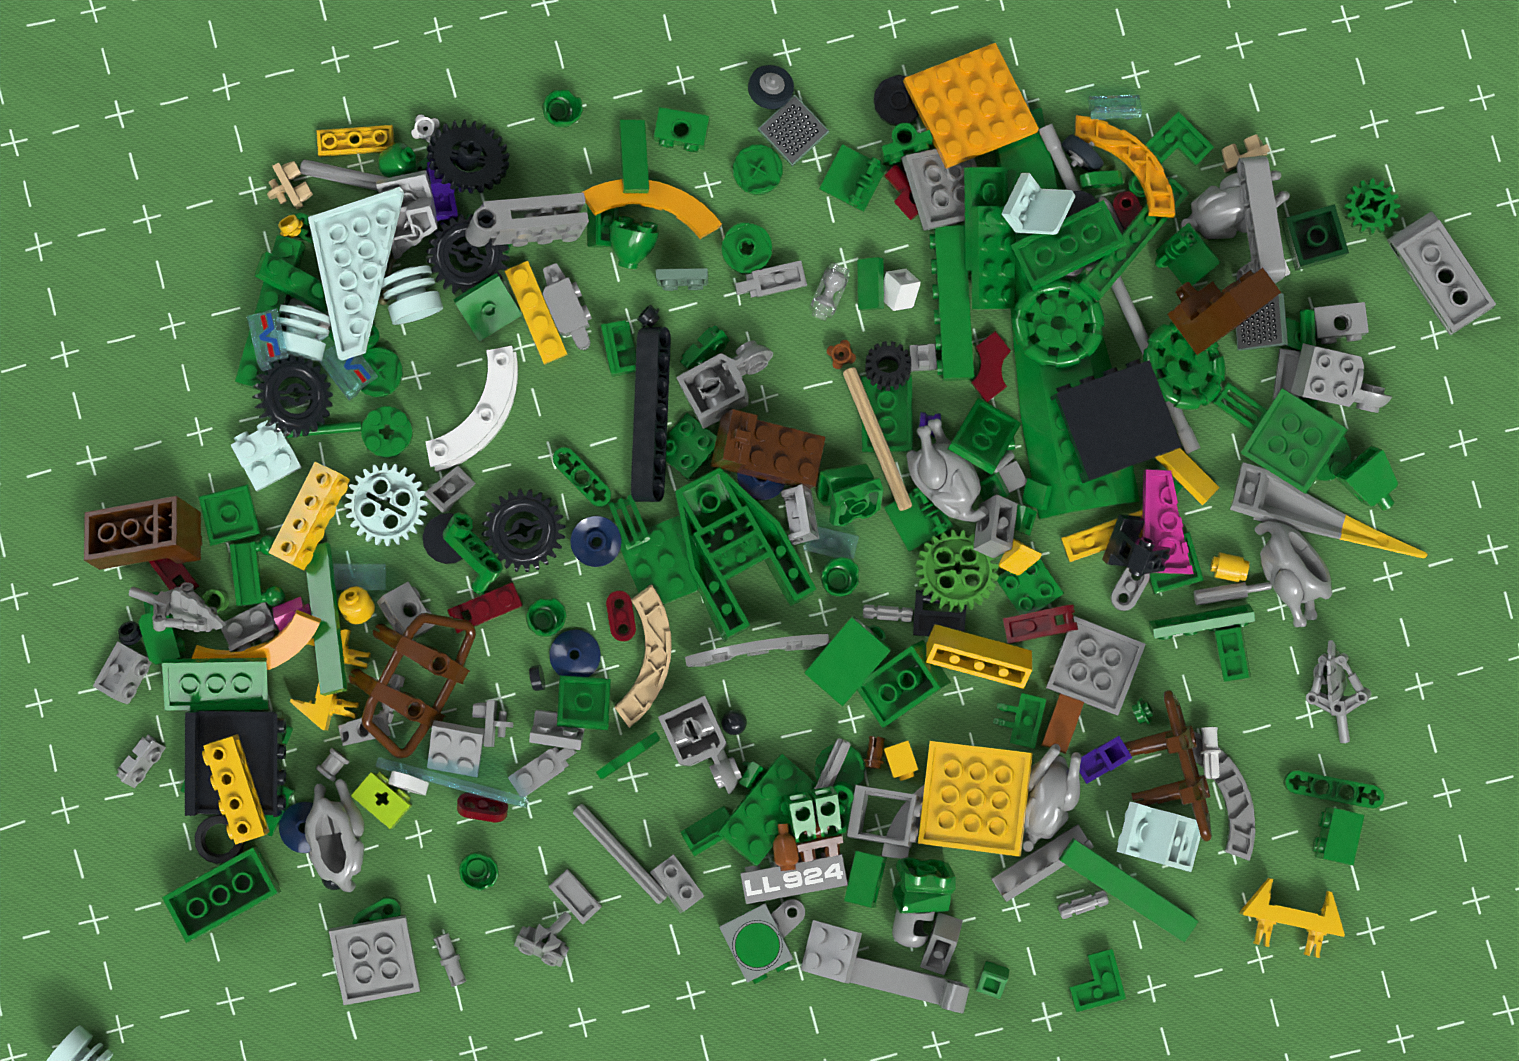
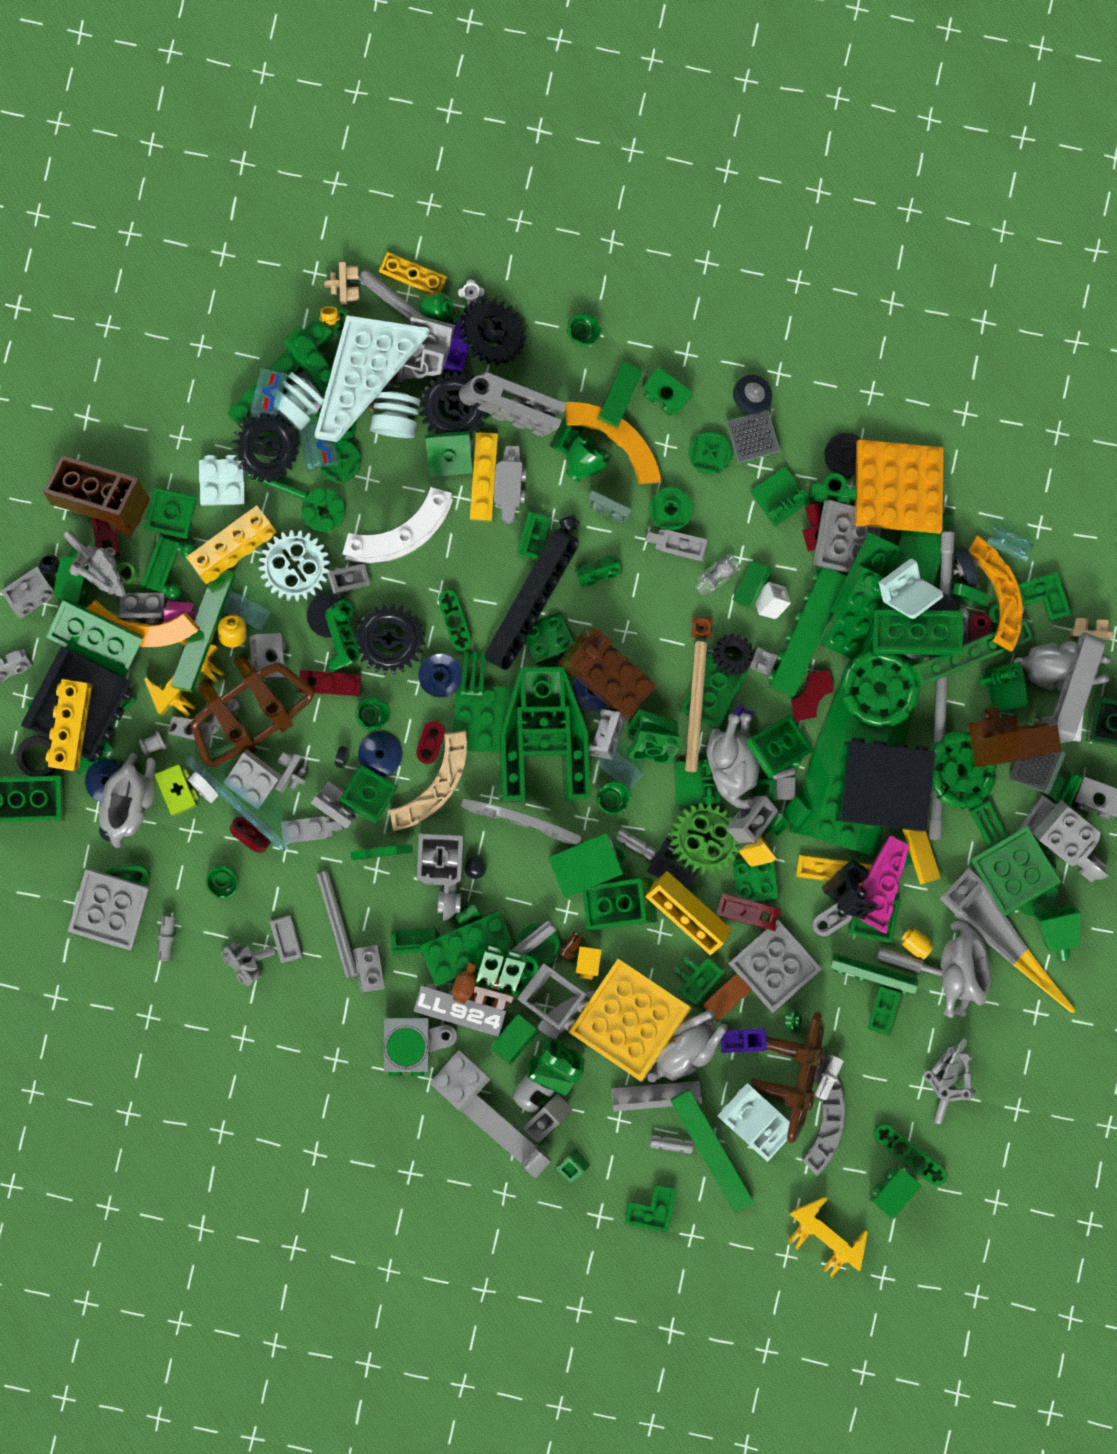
camera: 25 degrees right, 0 degrees up
(718, 384) = (594, 602): light grey brick -> none

